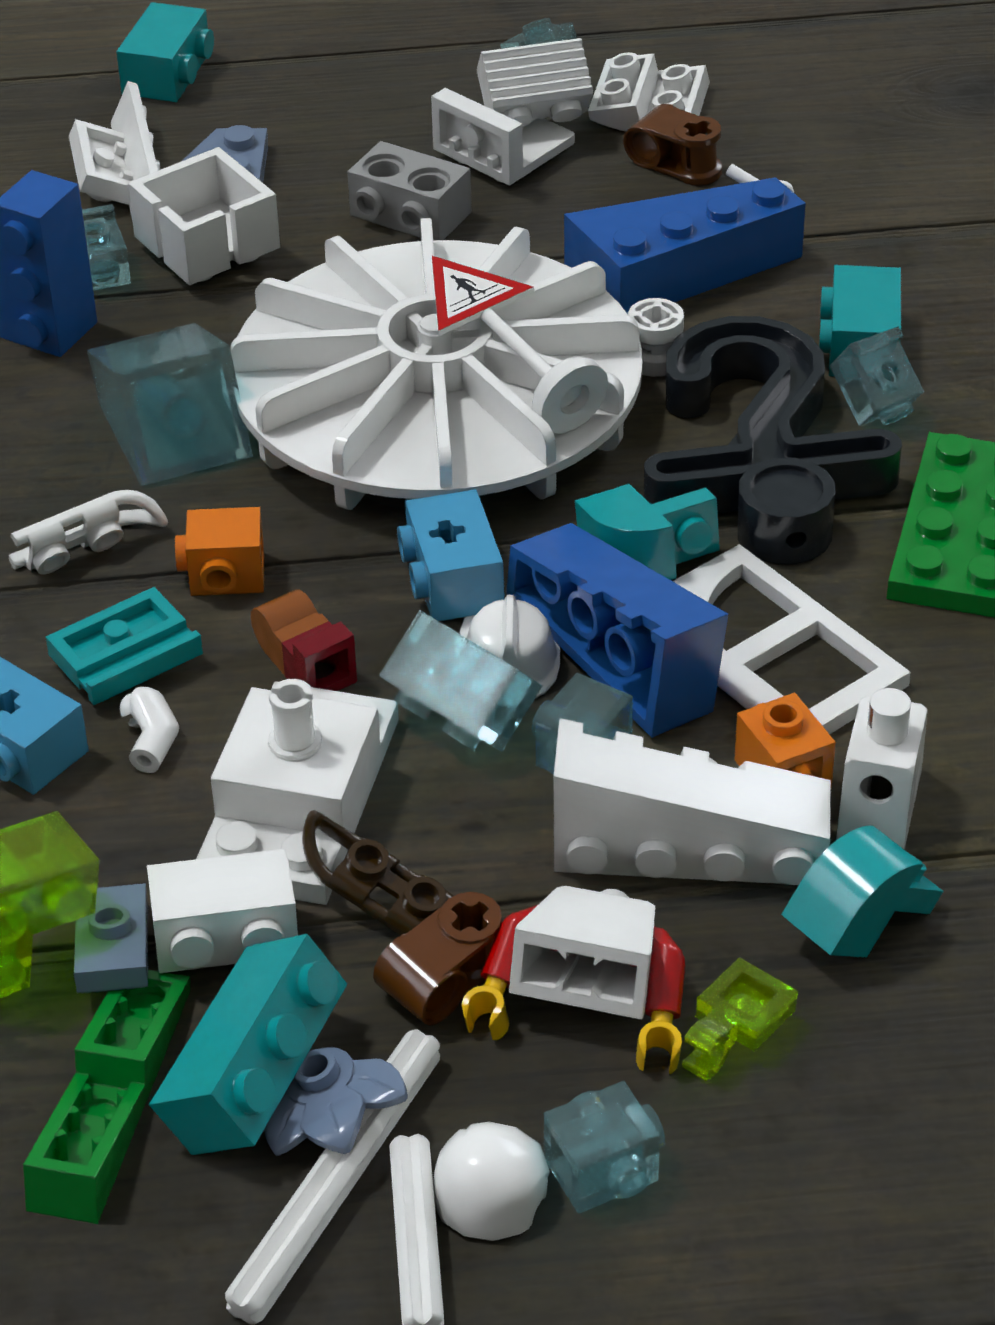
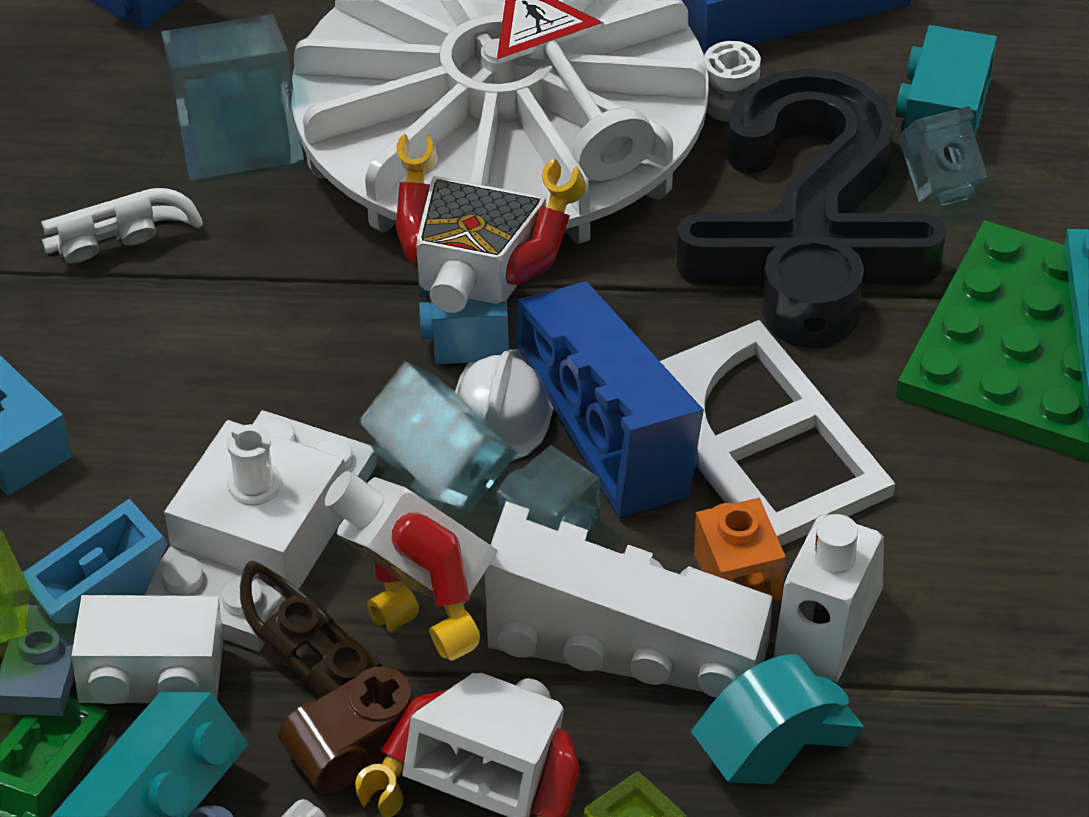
camera: 10 degrees right, 5 degrees up
(124, 645) = (127, 352): teal plate -> none
(157, 725) = (139, 439): white arm -> none
(162, 827) = (105, 559): none -> dark azure slope
(222, 551) = (245, 264): orange brick -> none
(299, 637) = (300, 369): leg -> none
(459, 492) = (477, 236): none -> torso
(484, 774) = (414, 548): none -> torso
(653, 533) = (666, 303): teal brick -> none

